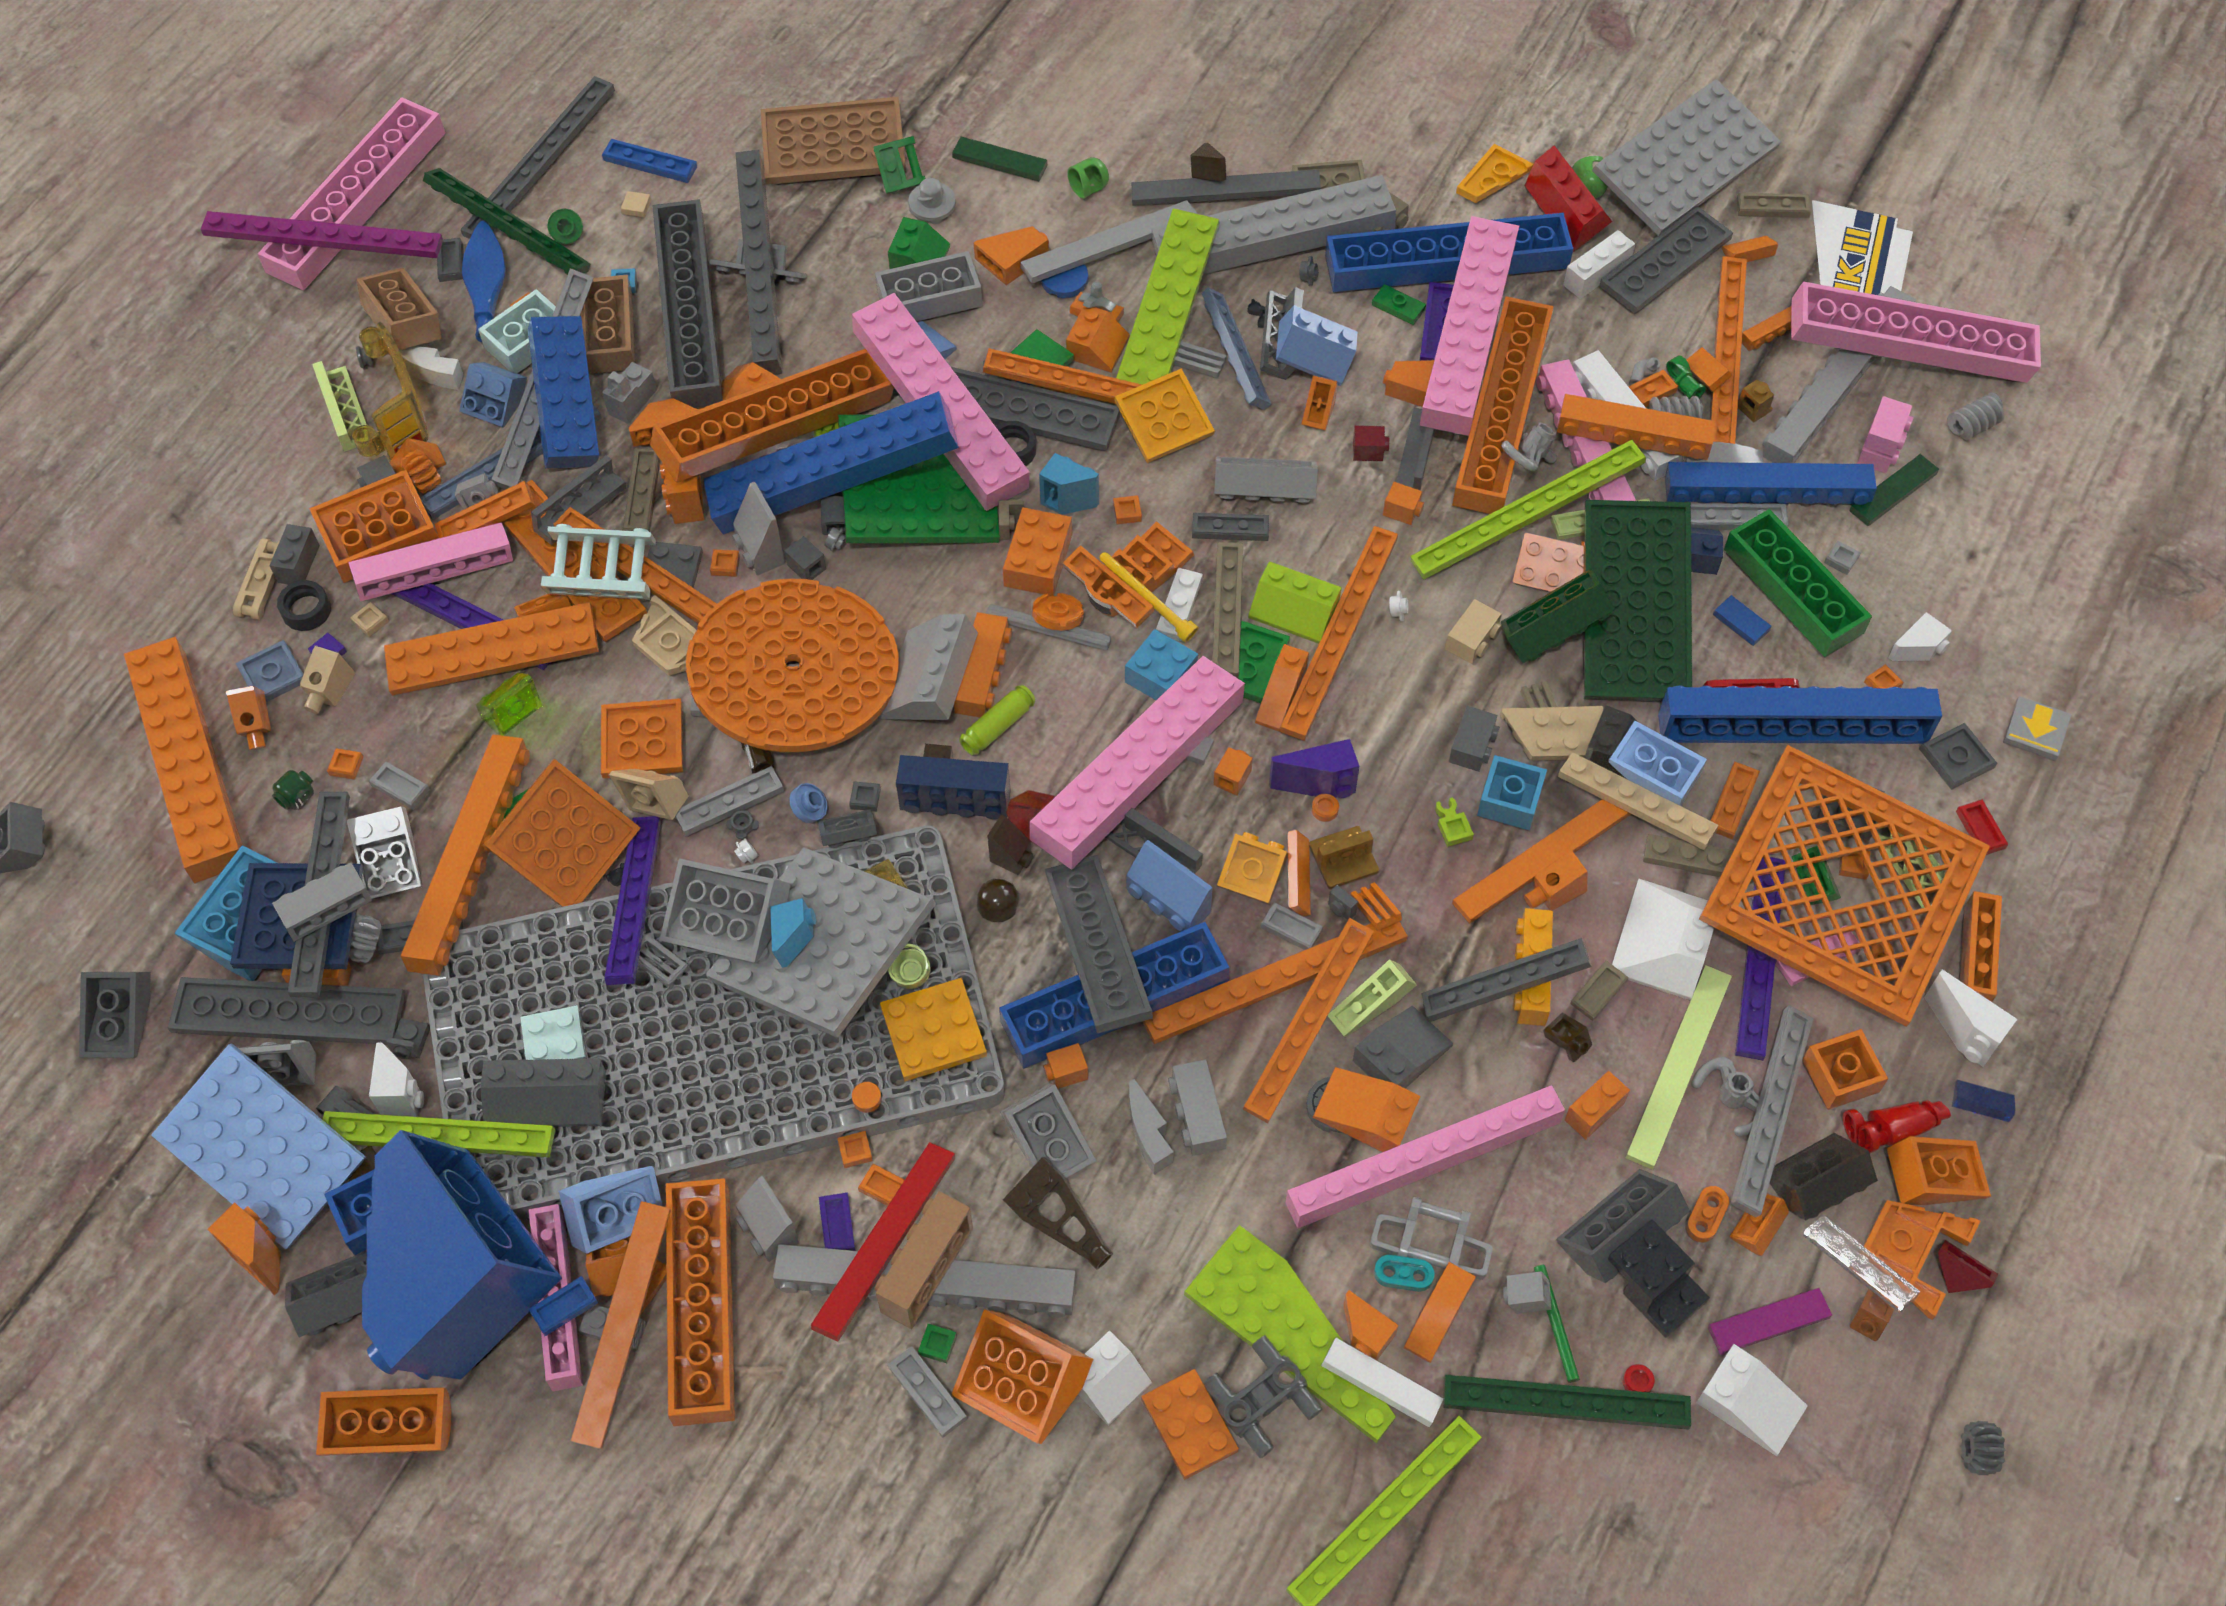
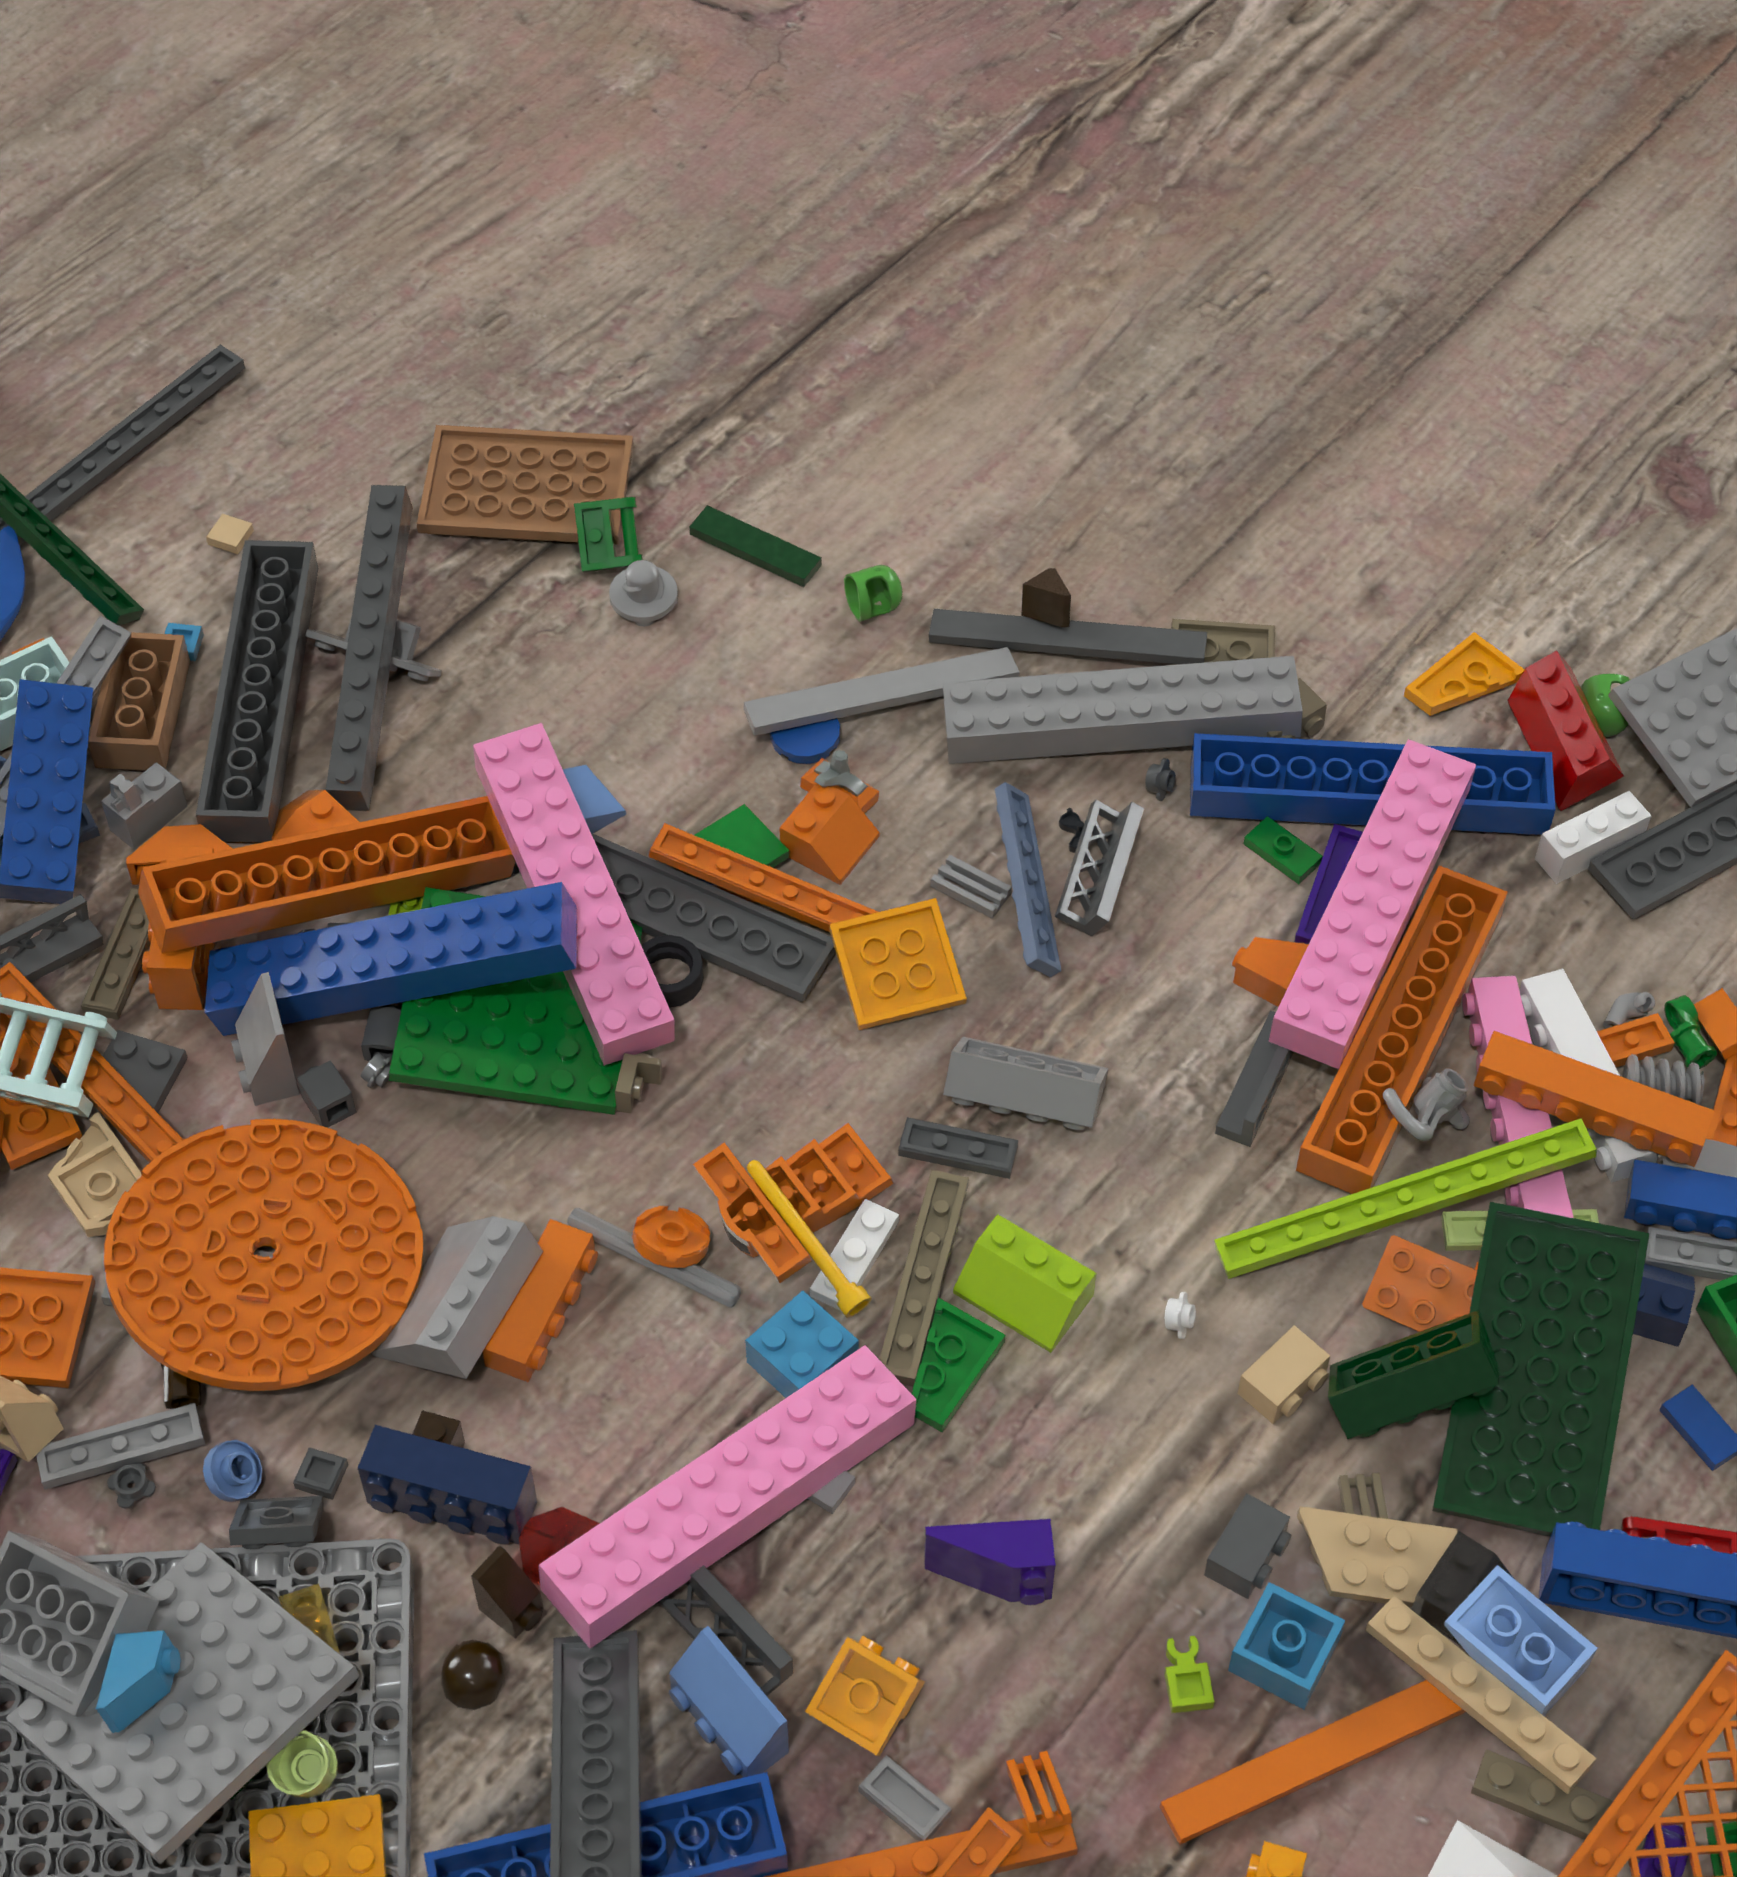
camera: 10 degrees right, 5 degrees down
(565, 226) = (121, 550): green plate -> none
(649, 160) = (266, 474): blue tile -> none
(724, 563) = (213, 1079): orange tile -> none
(746, 851) = (124, 1529): white plate -> none
(916, 243) = (604, 661): green slope -> none
(933, 286) = (607, 719): light grey brick -> none
(997, 720) = (541, 1389): lime axle -> none
(1006, 251) = (727, 682): orange slope -> none
(1037, 551) = (663, 1139): orange brick -> none
(1068, 486) = (729, 1048): dark azure slope -> none
(1127, 509) = (812, 1096): orange tile -> none
(1168, 297) = (942, 789): lime plate -> none
(1233, 771) = (872, 1532): orange brick -> none
(1282, 686) = (976, 1413): orange slope -> none
(1299, 873) = (932, 1716): orange tile -> none
(1315, 344) = (1142, 894): medium blue slope -> none
(1320, 402) = (1131, 981): orange slope -> none
(1325, 807) = (999, 1615): orange tile -> none
(1338, 633) = (1079, 1344): orange plate -> none
(1342, 903) = (988, 1777): dark grey plate -> none
(1344, 856) = (1009, 1701): pearl gold bracket -> none
(1369, 443) = (1192, 1055): dark red brick -> none
(1403, 503) = (1221, 1156): orange brick -> none
(1558, 883) = (1341, 1804): orange torso -> none
(1734, 799) = (1632, 1717): orange tile -> none

